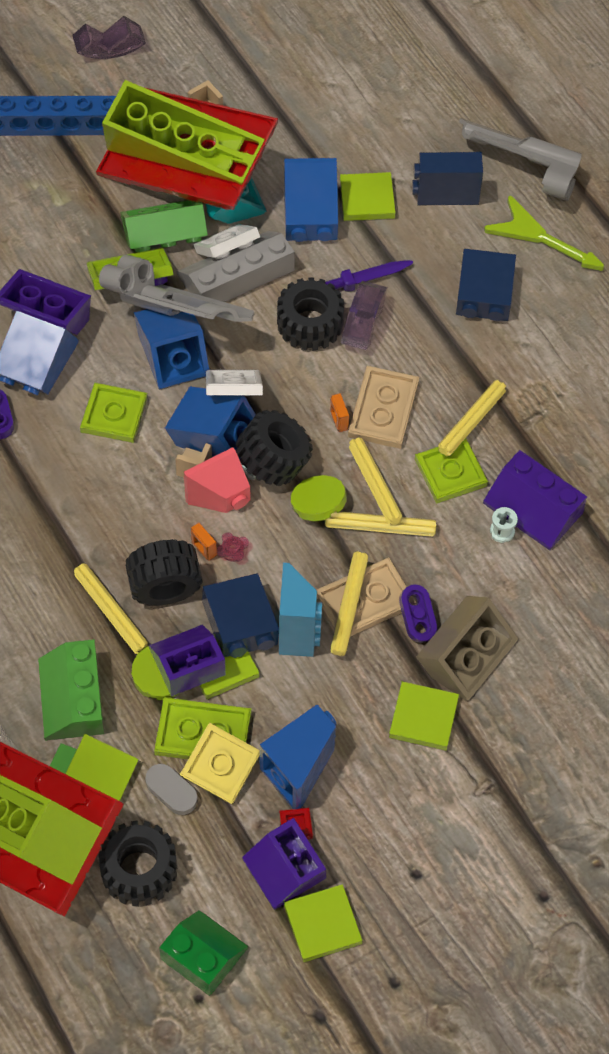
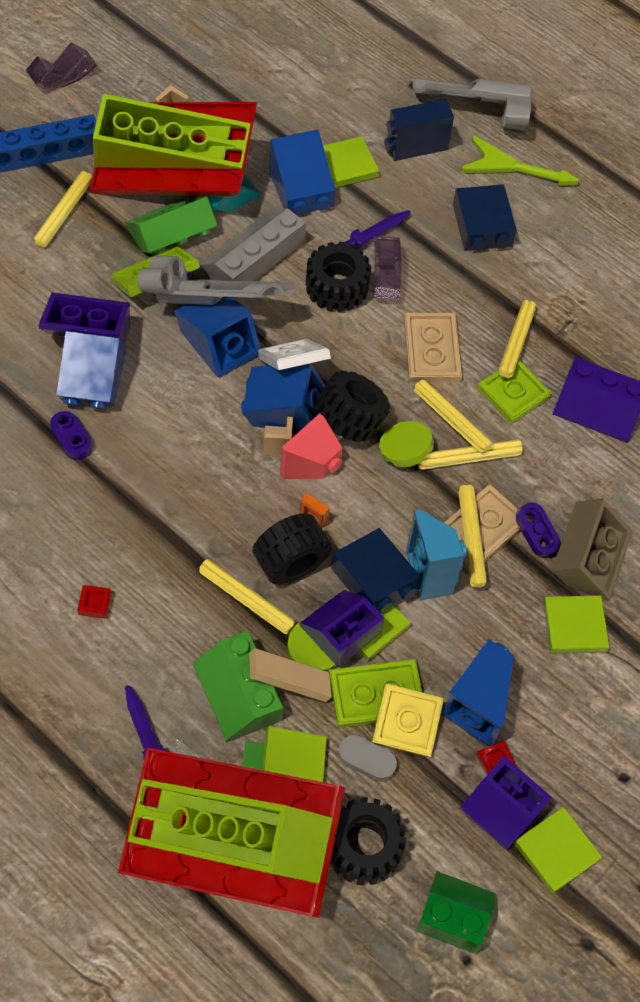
camera: 20 degrees left, 0 degrees up
(63, 186) = (63, 209): none -> light yellow axle
(113, 412) = (183, 409): lime tile -> none
(120, 691) = (289, 675): none -> tan tile
(222, 242) = (237, 226): white plate -> none
(230, 554) = (341, 516): clear pink plate -> none
(339, 412) = (396, 361): orange tile -> none
(506, 526) = (586, 429): light aqua bush -> none

